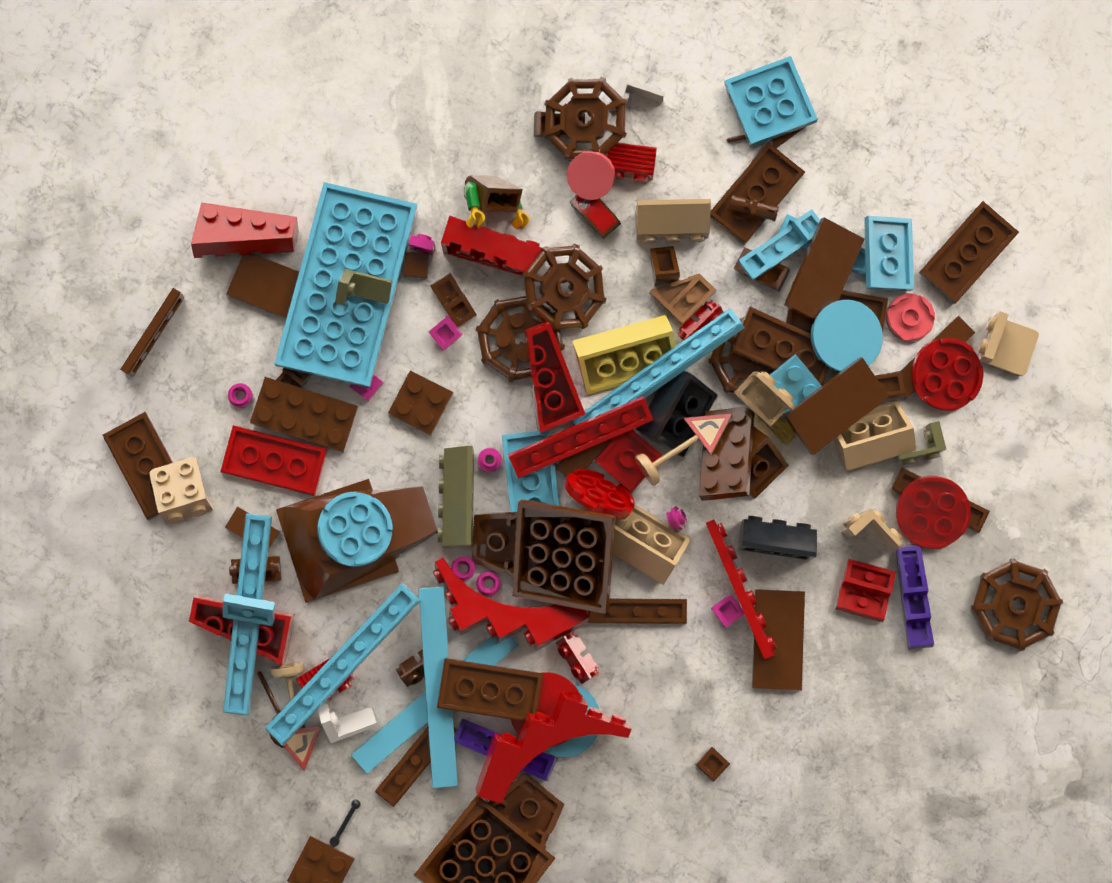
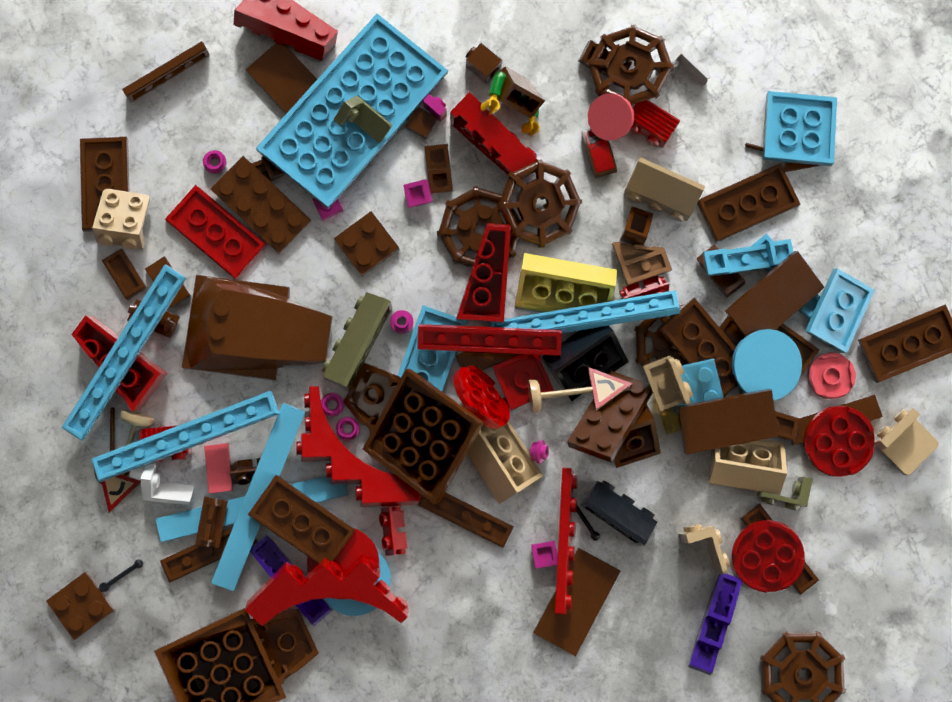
camera: 20 degrees right, 0 degrees up
(207, 541) = (124, 274): none -> reddish brown tile
(248, 609) = (125, 348): medium azure plate -> none
(354, 529) = (253, 324): medium azure tile -> none
(386, 679) = (218, 468): none -> coral tile
(405, 732) = (211, 522): none -> reddish brown hinge
(446, 180) = (483, 62): none -> reddish brown brick
(712, 764) = (465, 682): reddish brown tile -> none
(753, 208) = (739, 213): reddish brown pin -> none
(764, 570) = (594, 535): none -> black hinge
(865, 590) = (675, 596): red slope -> none

